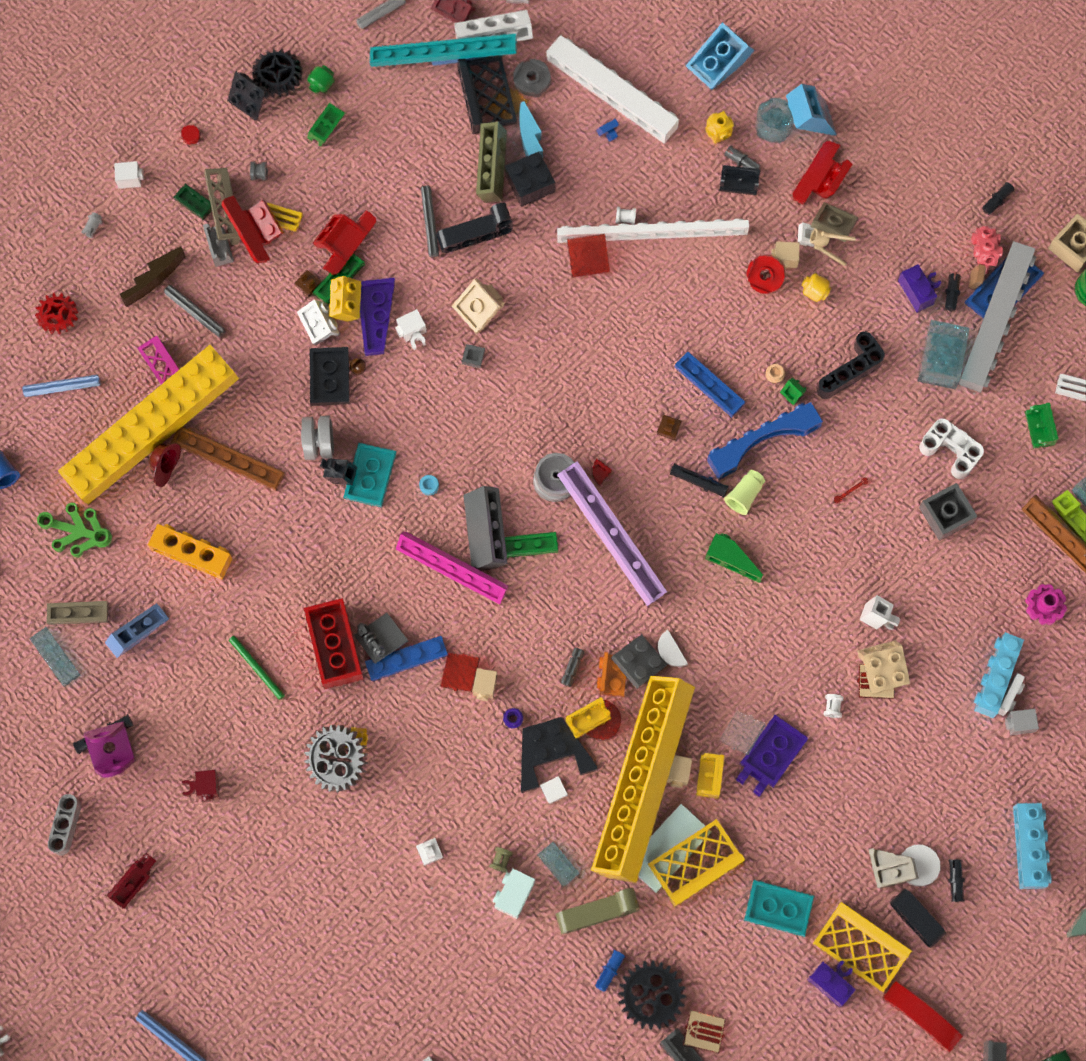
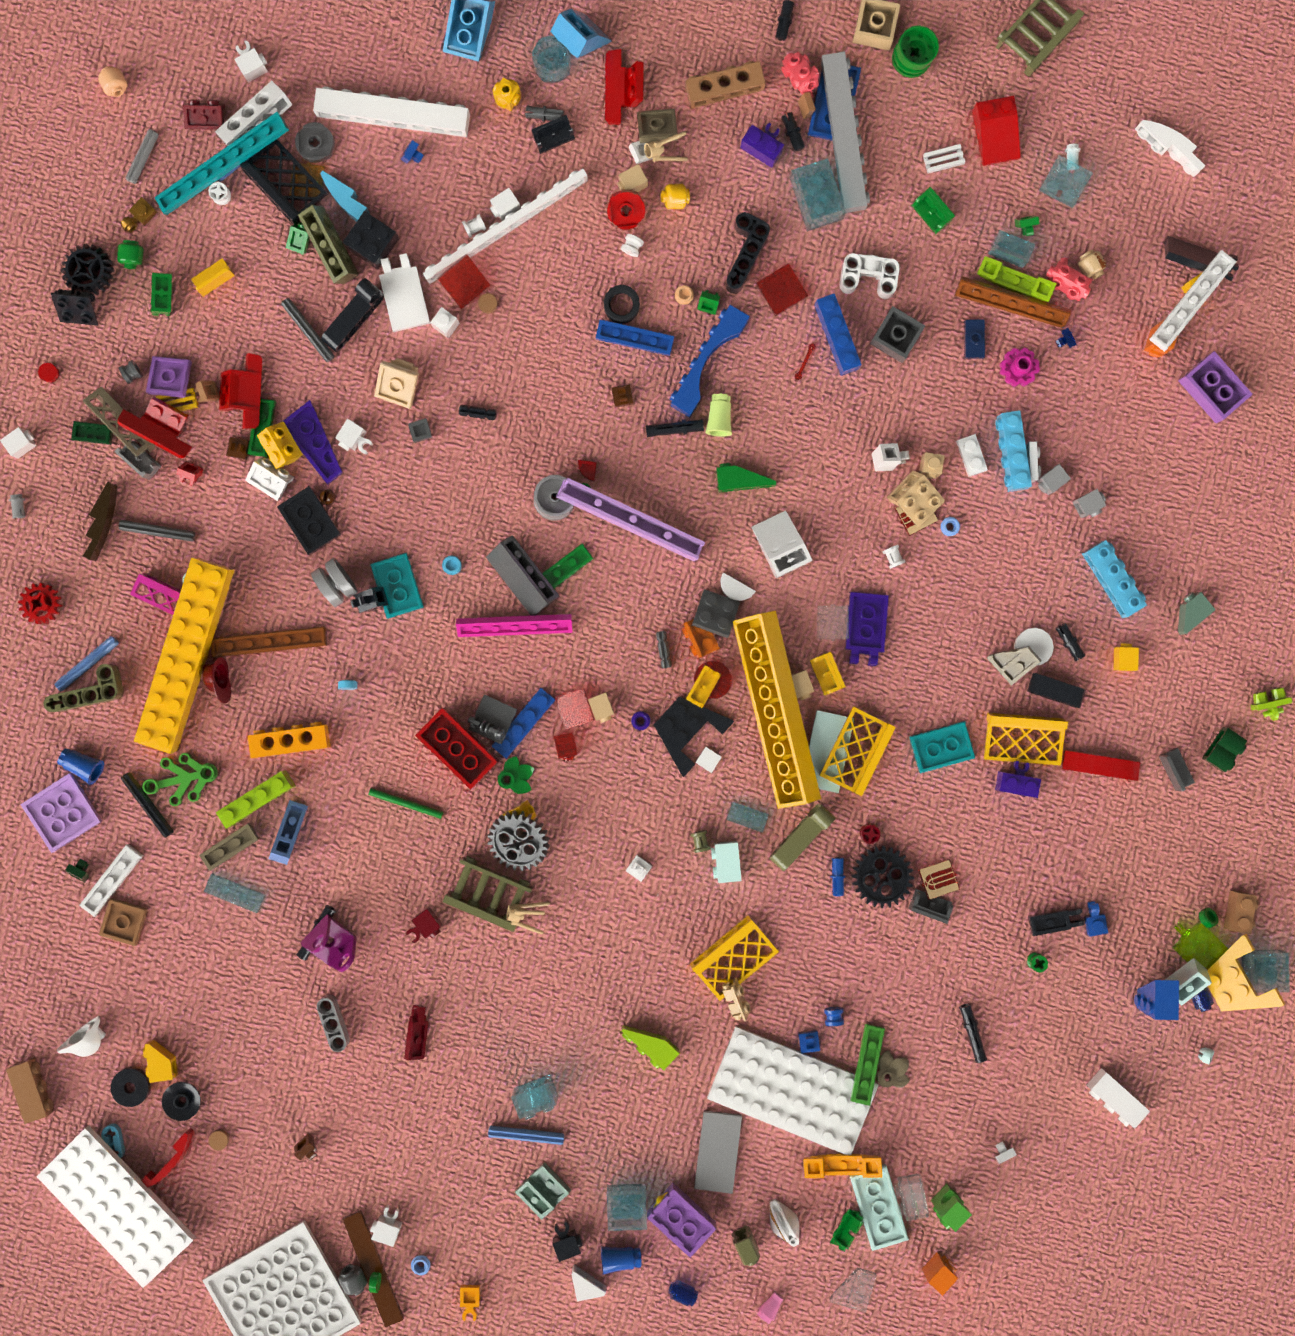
camera: 35 degrees left, 15 degrees up
(31, 534) = (147, 805): none -> black axle
(42, 408) = (83, 694): none -> olive beam
(141, 582) = (255, 799): none -> lime arch
(201, 1003) = (534, 1097): none -> clear light blue brick
(255, 279) = (190, 472): none -> red tile
(270, 809) = (472, 906): none -> olive fence
(272, 533) = (347, 685): none -> medium azure tile
(287, 193) = (168, 377): none -> medium lavender tile
(293, 821) = (516, 913): none -> tan plant
(312, 222) = (207, 391): none -> medium nougat tile
(343, 1030) = (653, 1045): none -> lime slope
(351, 52) = (142, 212): none -> pearl gold plate
(372, 703) = (519, 775): none -> green plate
(377, 135) = (212, 277): none -> yellow panel
(426, 69) = (217, 189): none -> white wheel
(431, 700) = (566, 746): none -> clear red brick
(445, 1039) = (740, 1007): none -> tan hinge
(462, 971) = (727, 943): none -> yellow fence
(468, 144) = (297, 239): none -> bracket
(529, 238) = (403, 295): none -> white tile
(532, 369) = (477, 412): none -> black axle
(551, 279) = (445, 322): none -> white brick
(598, 285) = (487, 303): none -> medium nougat tile
(661, 945) = (873, 833): none -> dark red wheel
(662, 212) = (504, 204): none -> white brick
(715, 336) = (617, 290): none -> black tyre
(735, 636) = (781, 544): none -> white slope
(753, 307) = (632, 245): none -> white wheel
(865, 417) = (782, 289): none -> clear red tile
(893, 482) = (837, 334): none -> blue brick
(901, 703) = (956, 526): none -> light blue plate
(904, 224) = (698, 97): none -> medium nougat brick
(915, 643) = (931, 465): none -> tan brick
(958, 658) = (971, 455): none -> white plate
(1001, 926) = (1126, 658): none -> yellow brick
(1018, 557) = (974, 339): none -> dark blue plate
(1045, 763) = (1090, 504): none -> light grey brick

